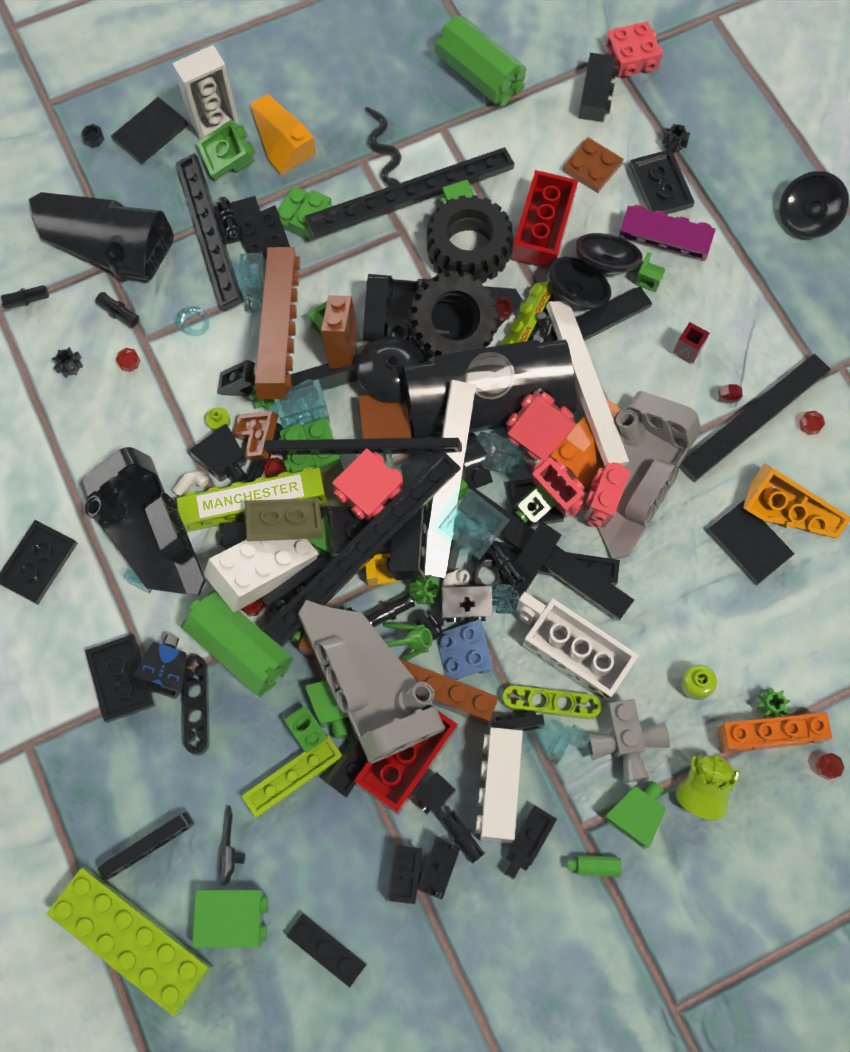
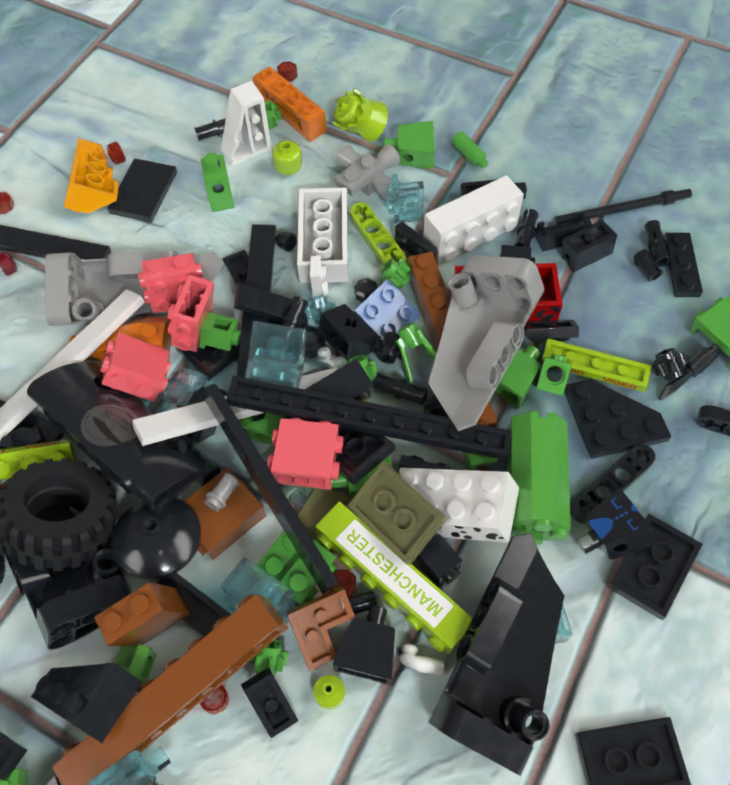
camera: 125 degrees left, 10 degrees down
(241, 751) = (612, 420): none -> black plate
(244, 833) = (669, 364): none -> black gear
(314, 274) = (88, 695): none -> black wedge
(347, 913) = (647, 264): none -> black pin
(362, 945) = (654, 232): none -> black pin
(389, 422) = (222, 491): none -> light grey pin
(403, 1009) = (665, 198): none -> black bar
(494, 680) = (396, 272): none -> bright green gear
(502, 652) = (364, 289): none -> black tile
(602, 620) = (286, 240): none -> black hinge
(707, 601) = (215, 173): none -> bright green torso
(756, 663) = (245, 125): none -> white wedge
(788, 648) = (210, 130): none -> black axle
(810, 541) = (115, 153): none -> clear red tile

